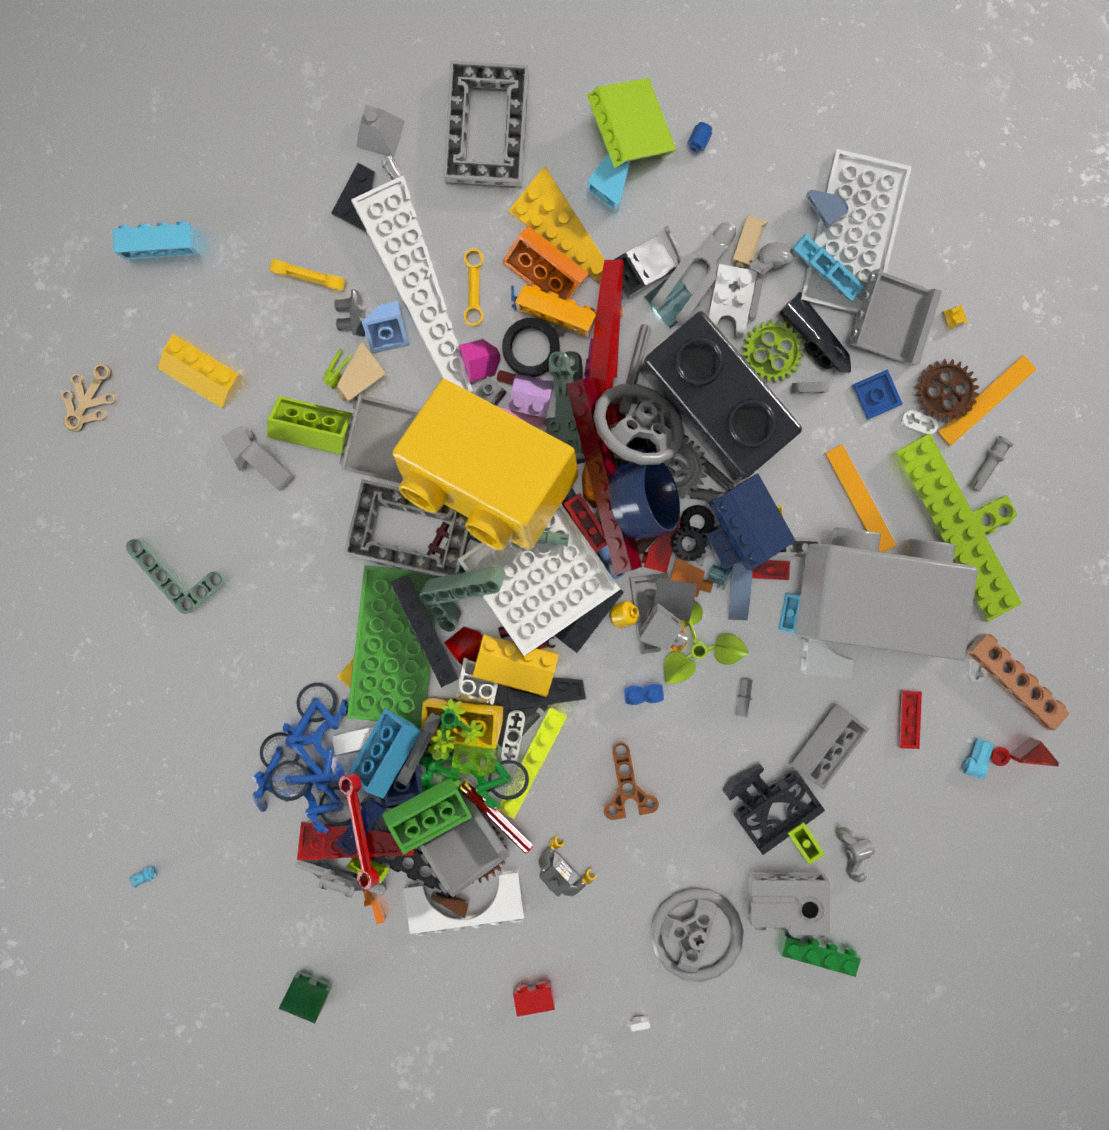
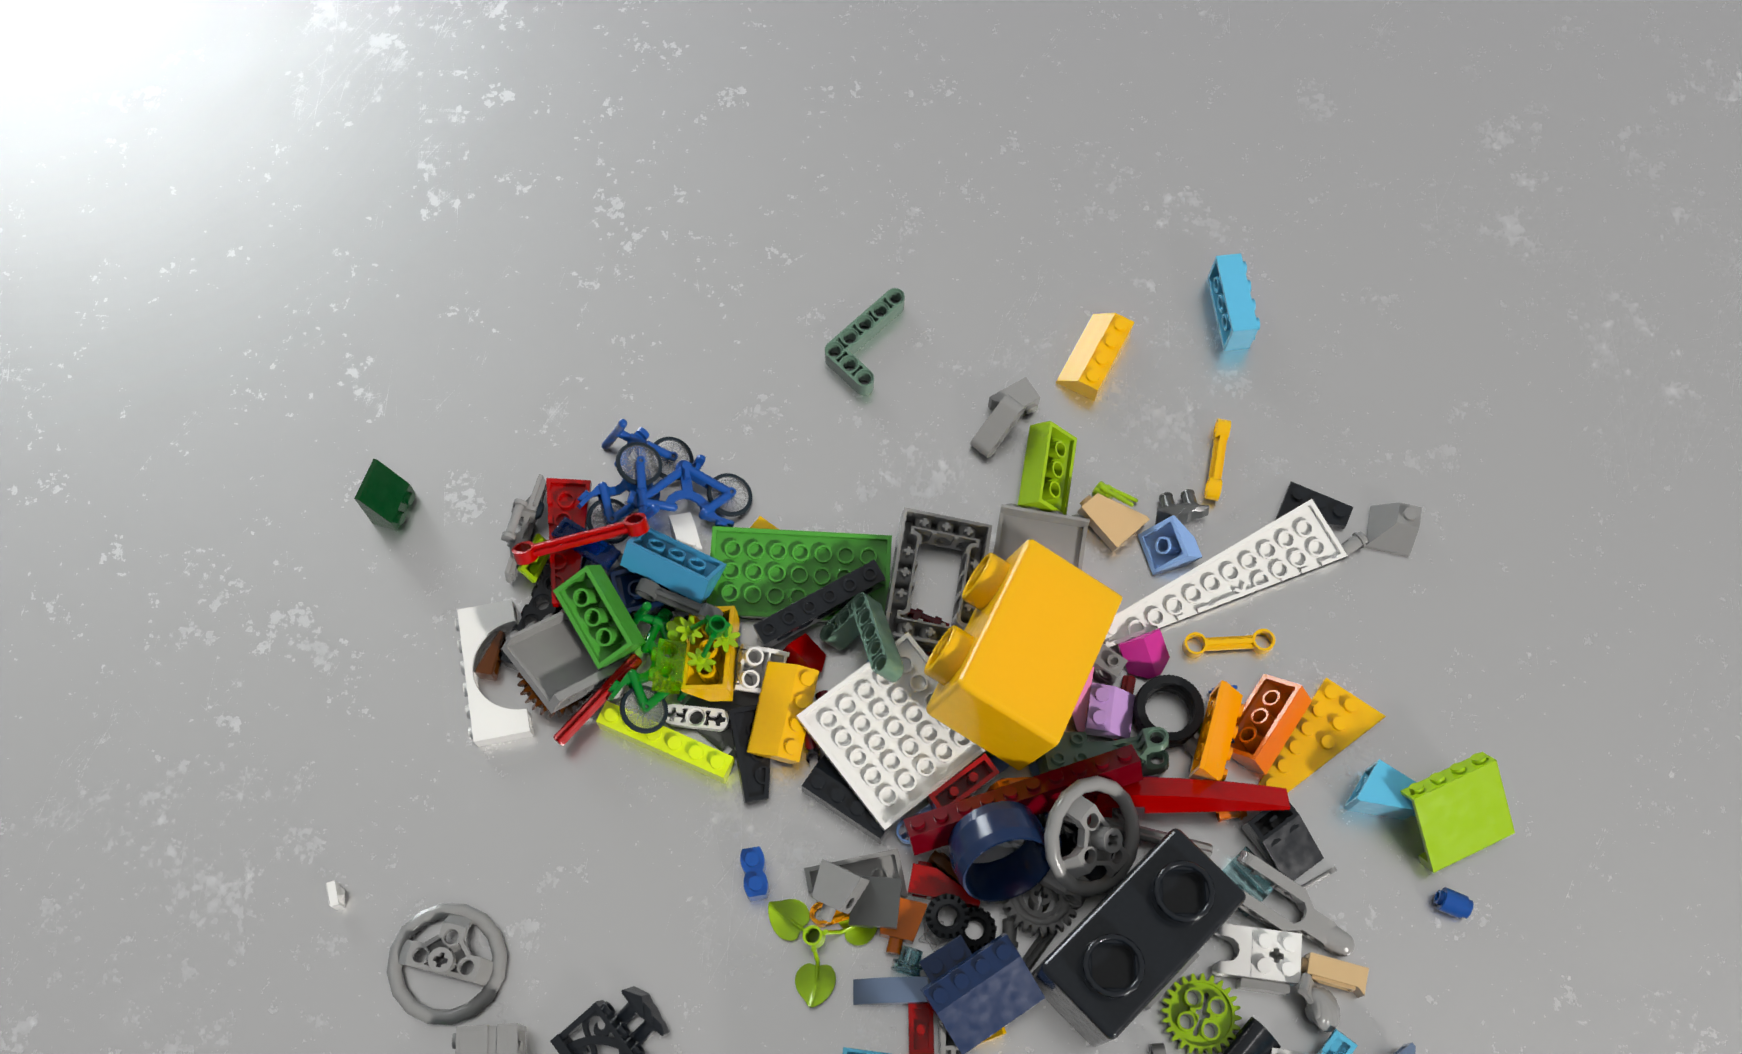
camera: 80 degrees right, 20 degrees down
(85, 400) = (1051, 246): tan plant -> none
(142, 877) = (529, 328): medium azure pin -> none
(371, 899) = (489, 573): orange slope -> none
(490, 76) = (1473, 613): light grey brick -> none
(533, 998) = (373, 760): red brick -> none
(553, 538) = (941, 740): sand green pin -> none
(558, 874) = (525, 781): dark grey torso -> none
(624, 615) = (851, 842): yellow head -> none
(637, 793) = (629, 875): dark orange beam -> none
(744, 697) = (754, 1006): light grey axle -> none

